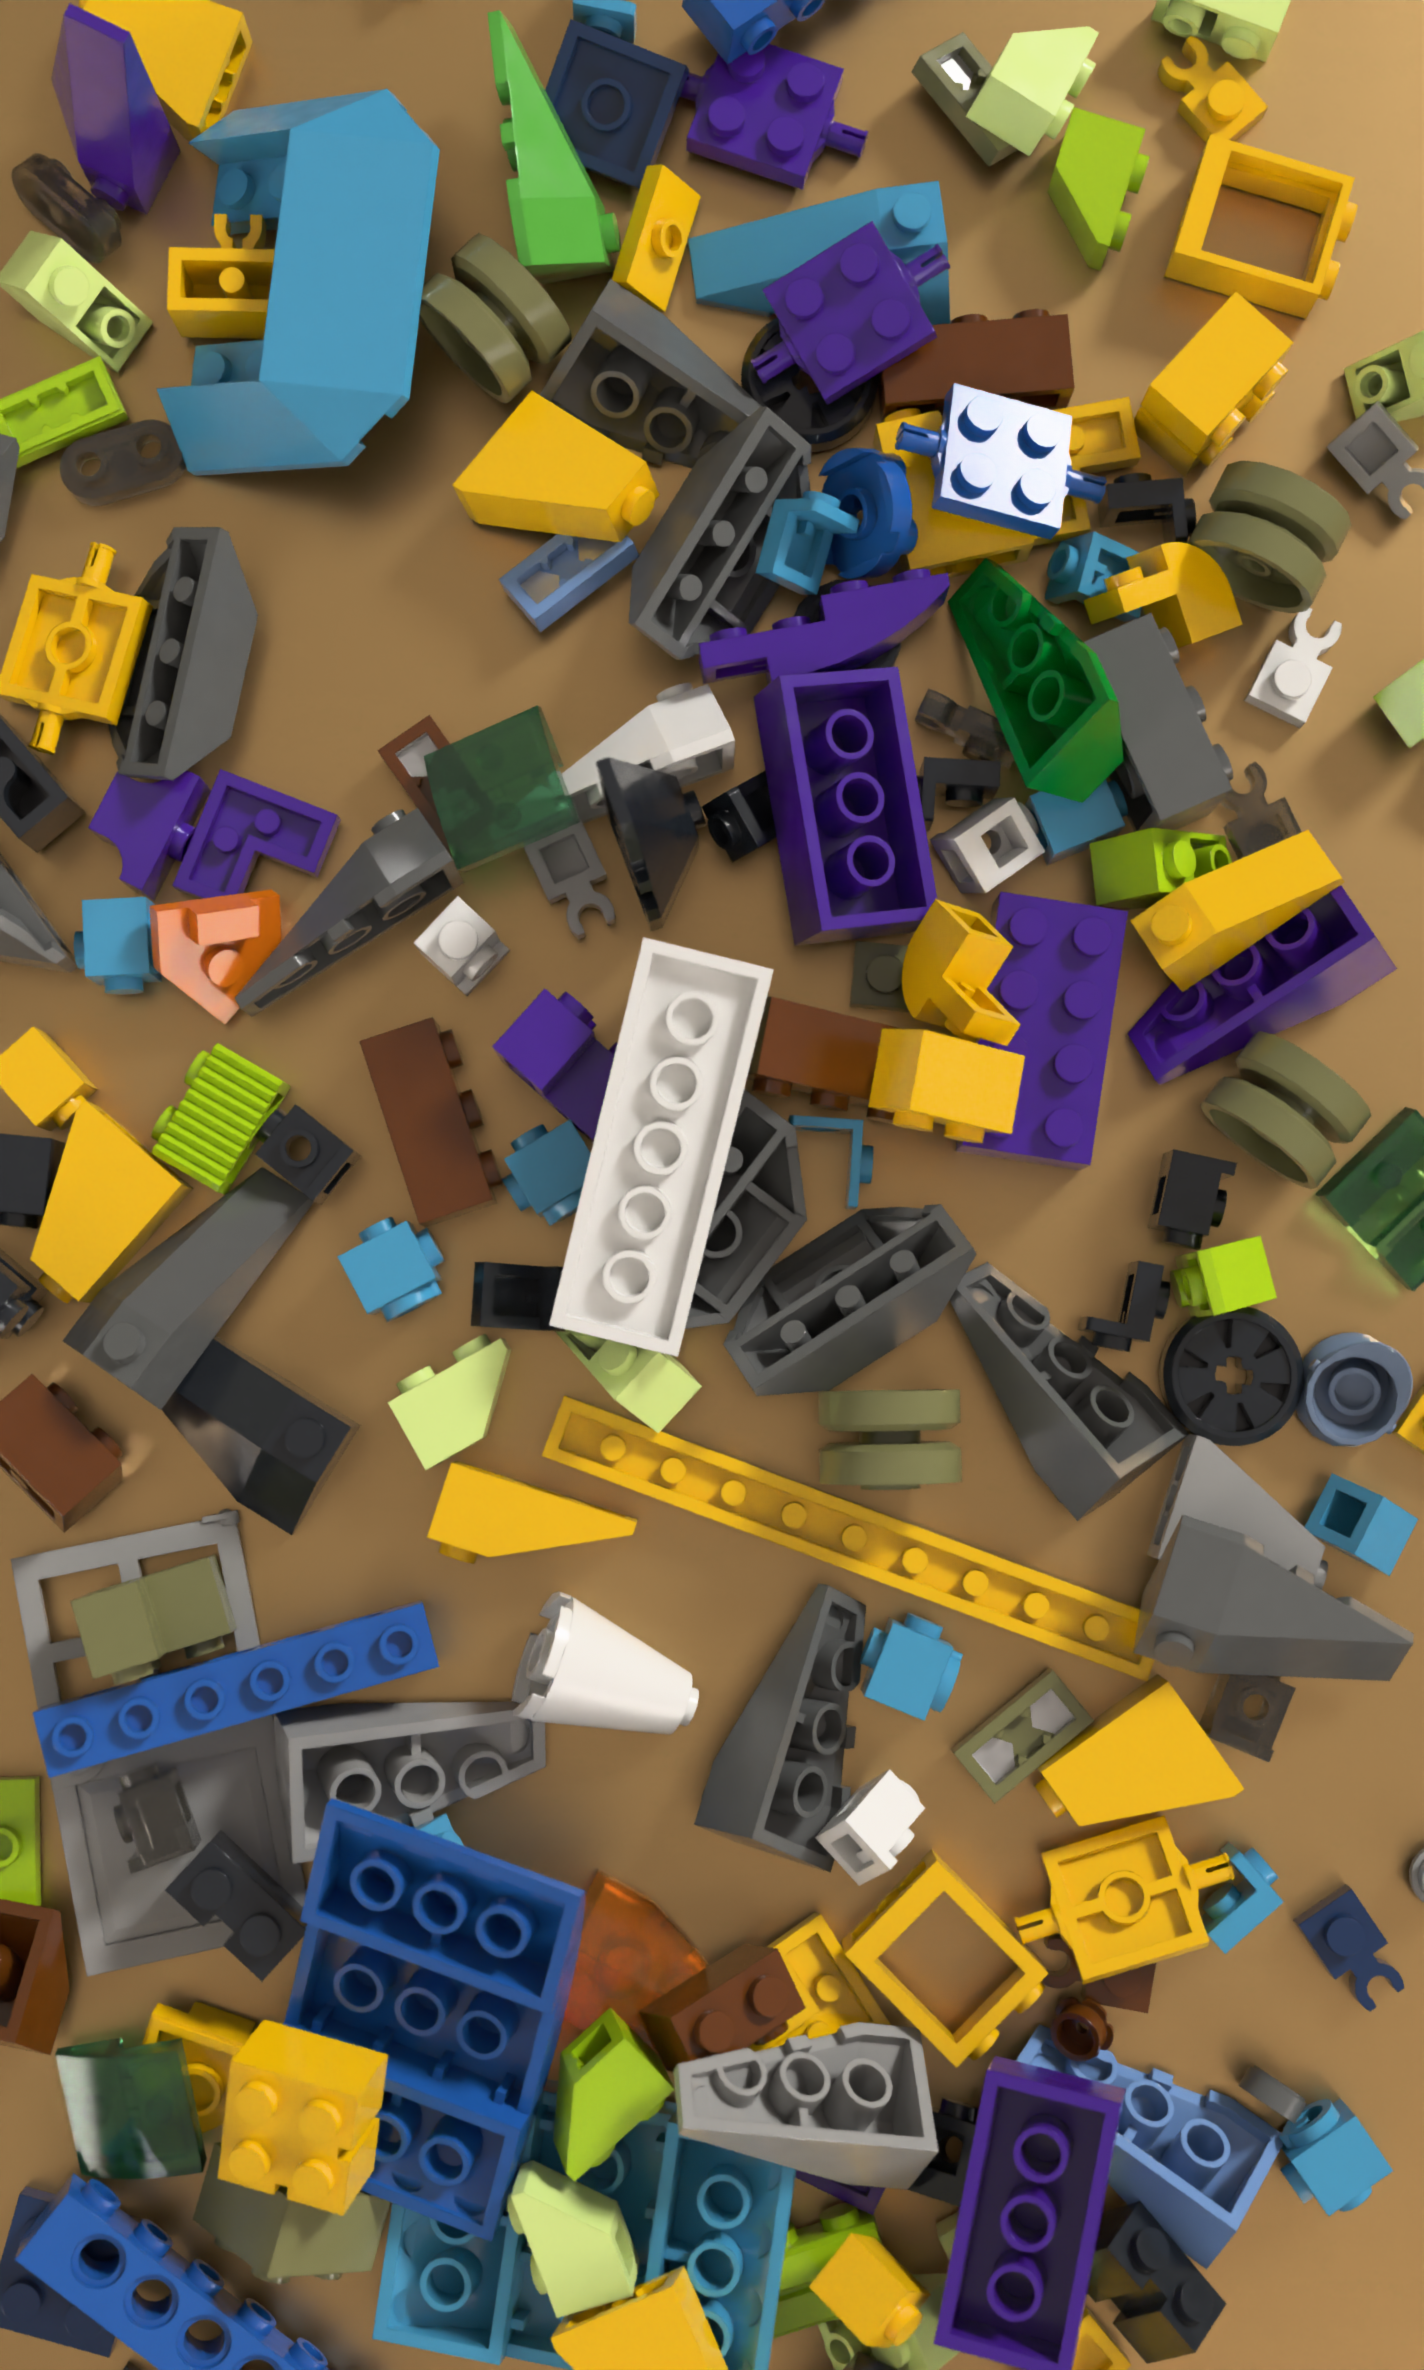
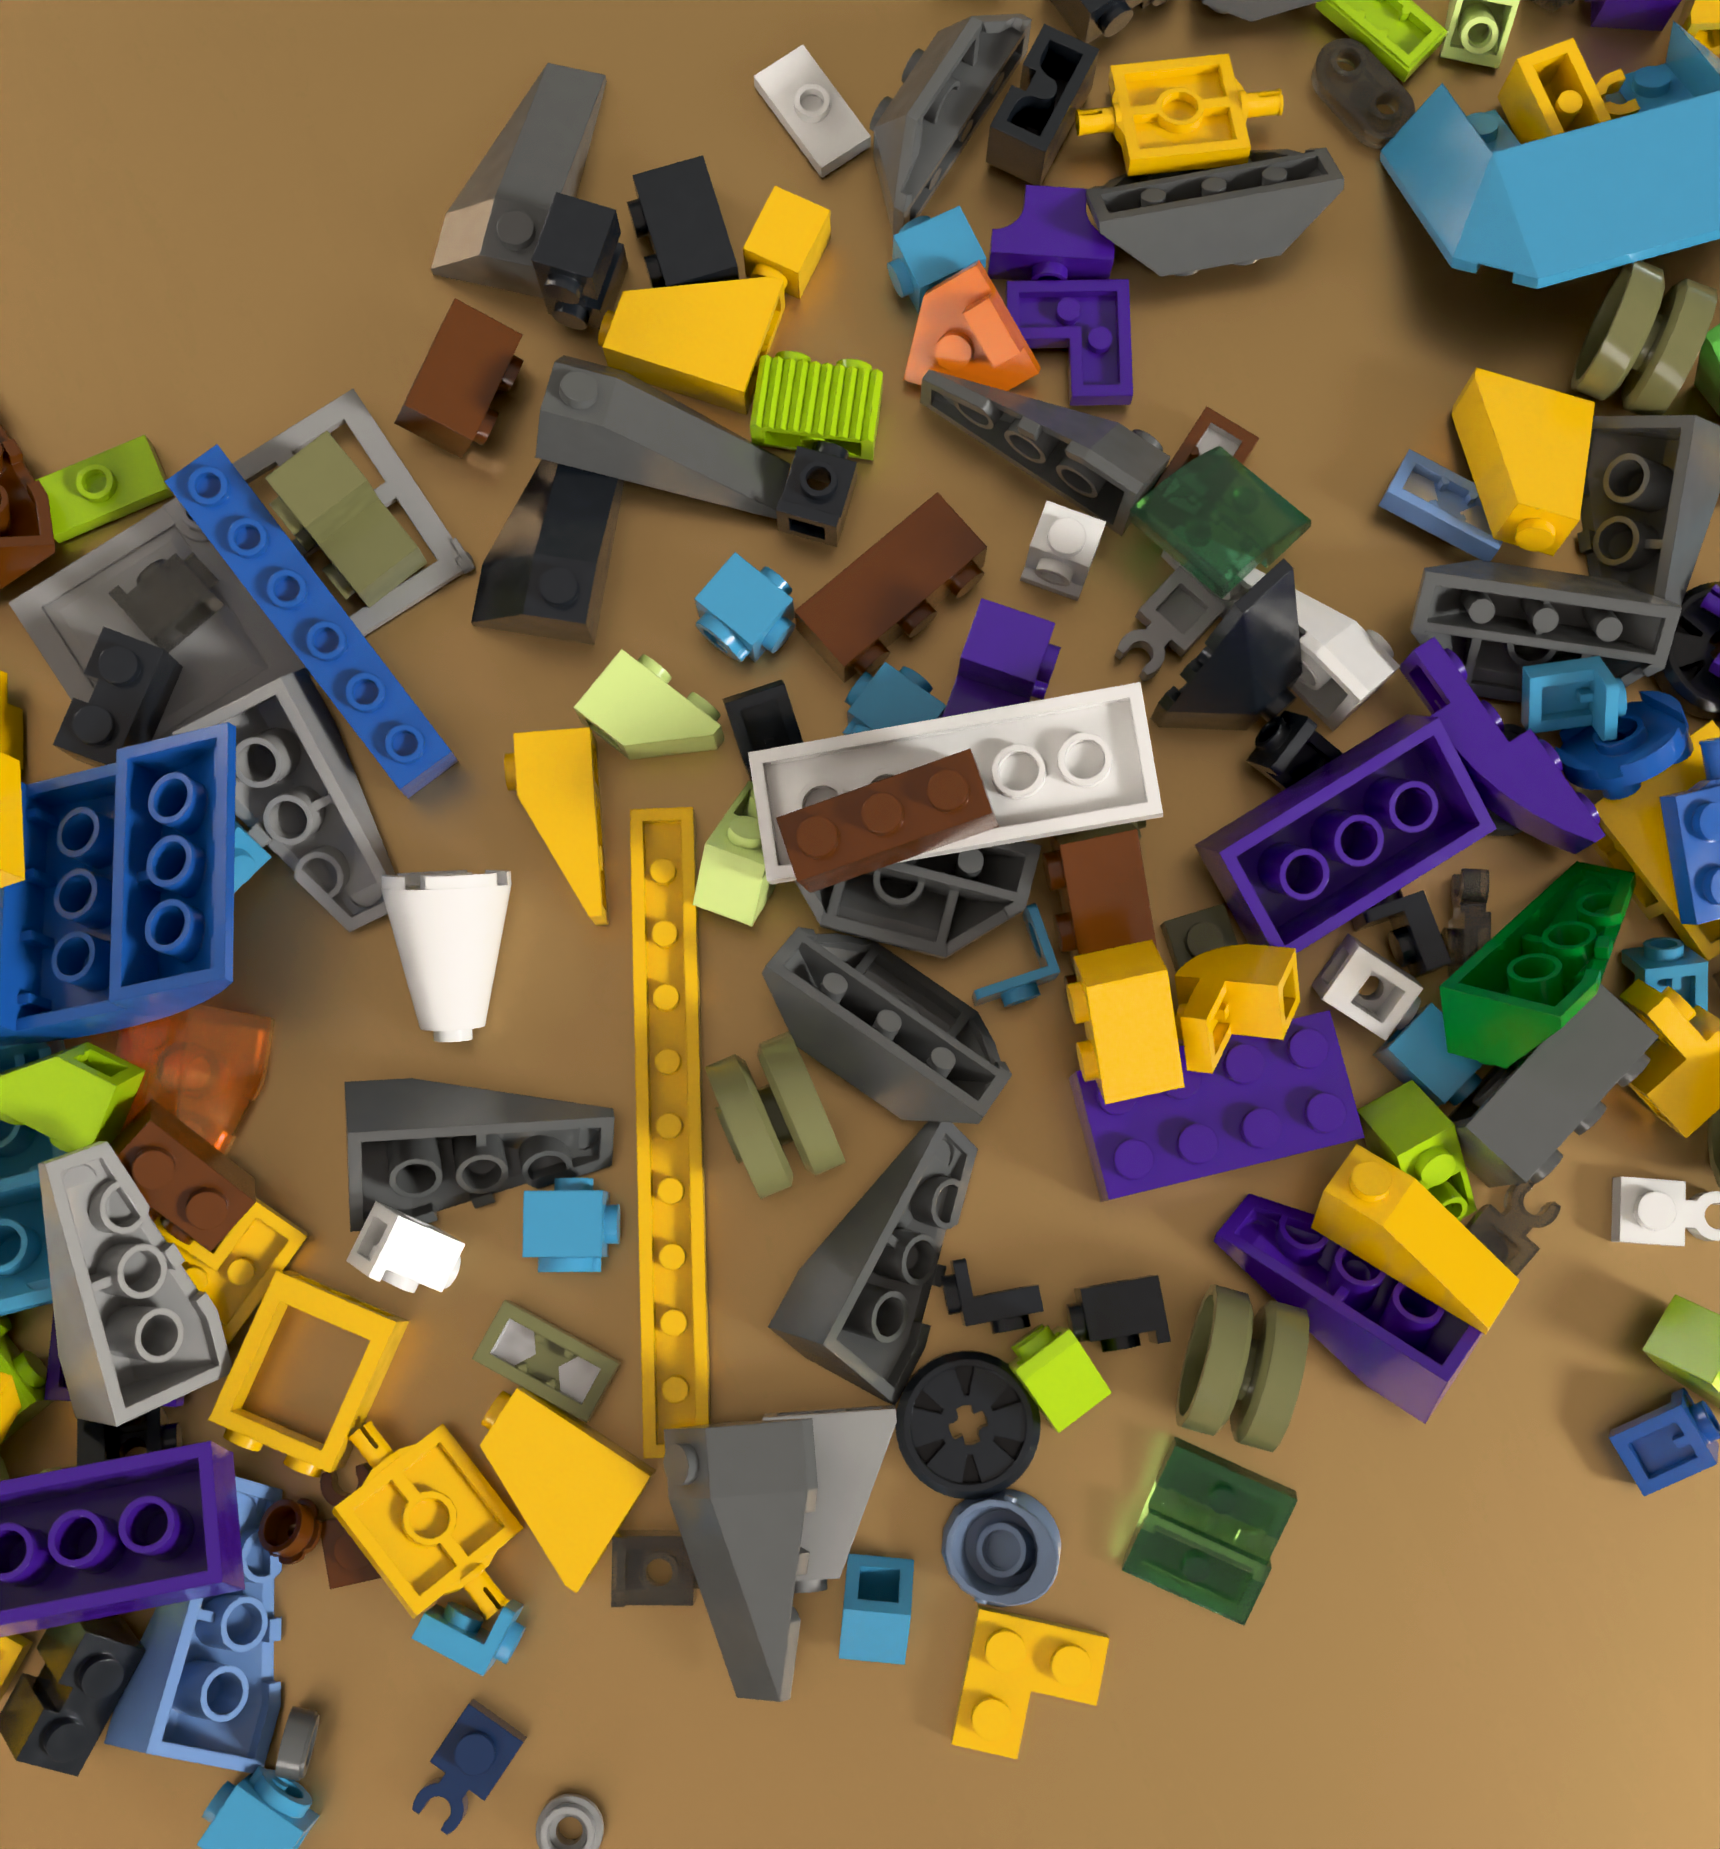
camera: 70 degrees right, 5 degrees down
(678, 1224) = (887, 821): none -> reddish brown brick

